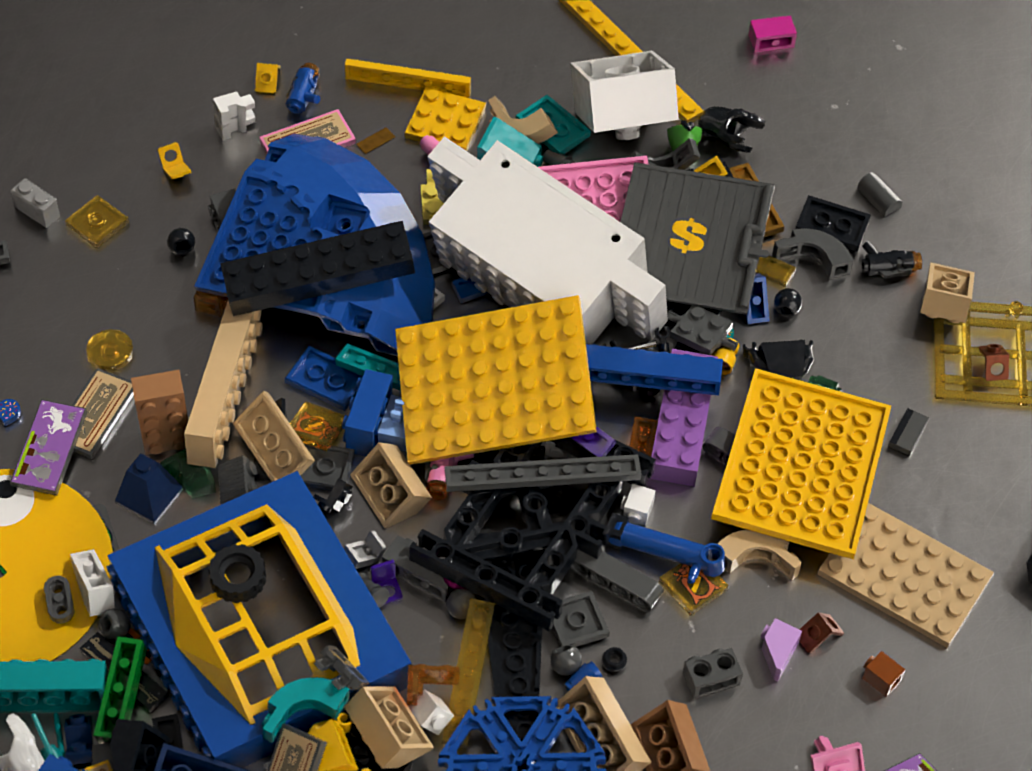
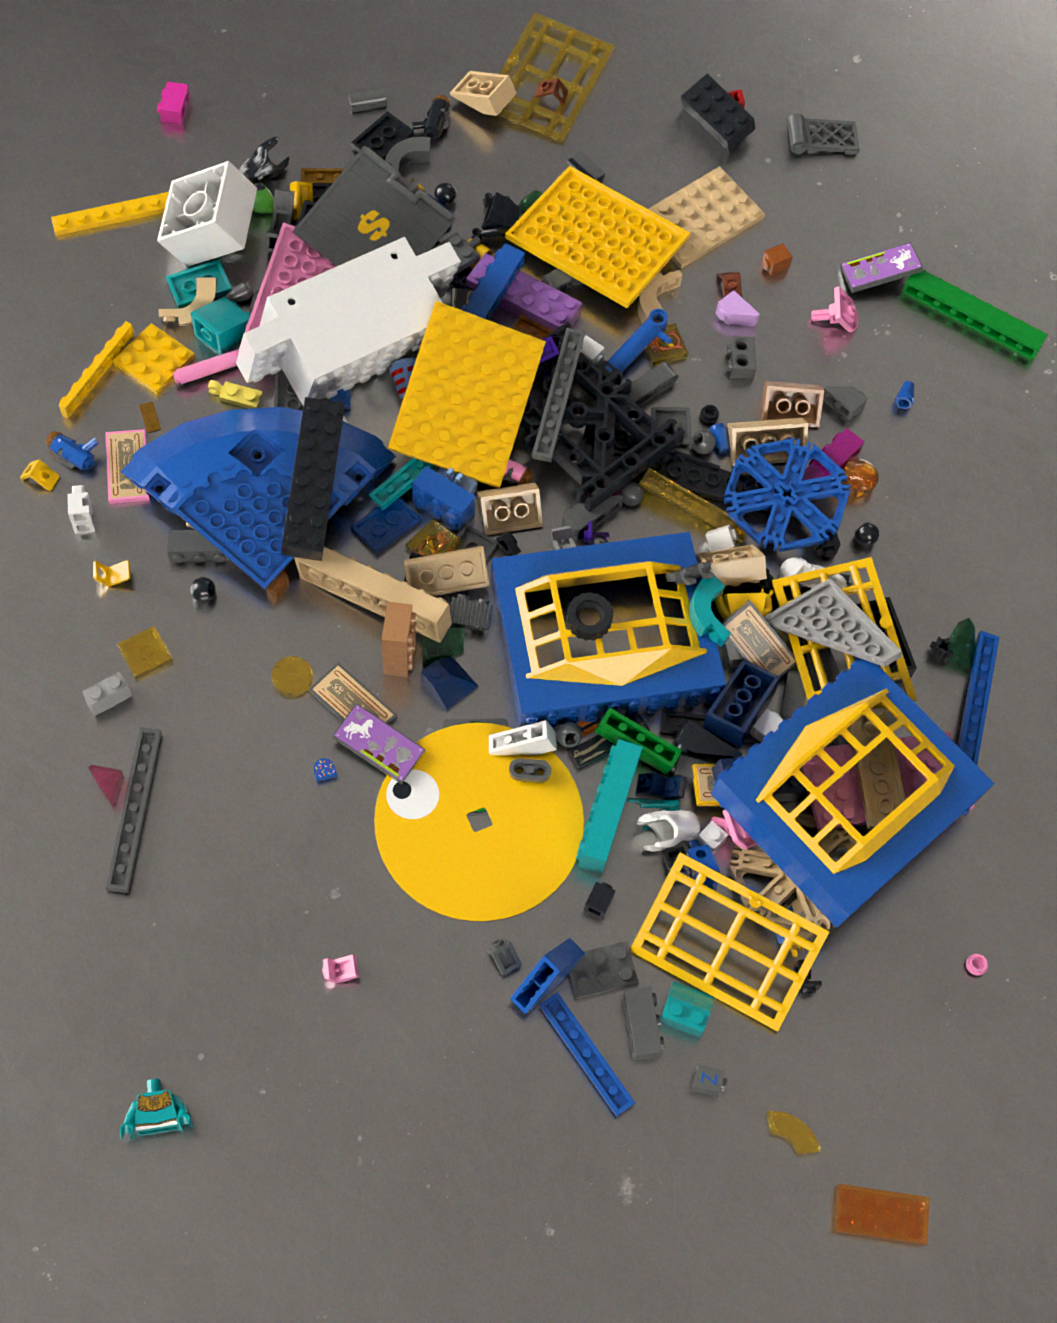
camera: 75 degrees left, 10 degrees up
(424, 674) = (701, 539): clear orange bracket -> none

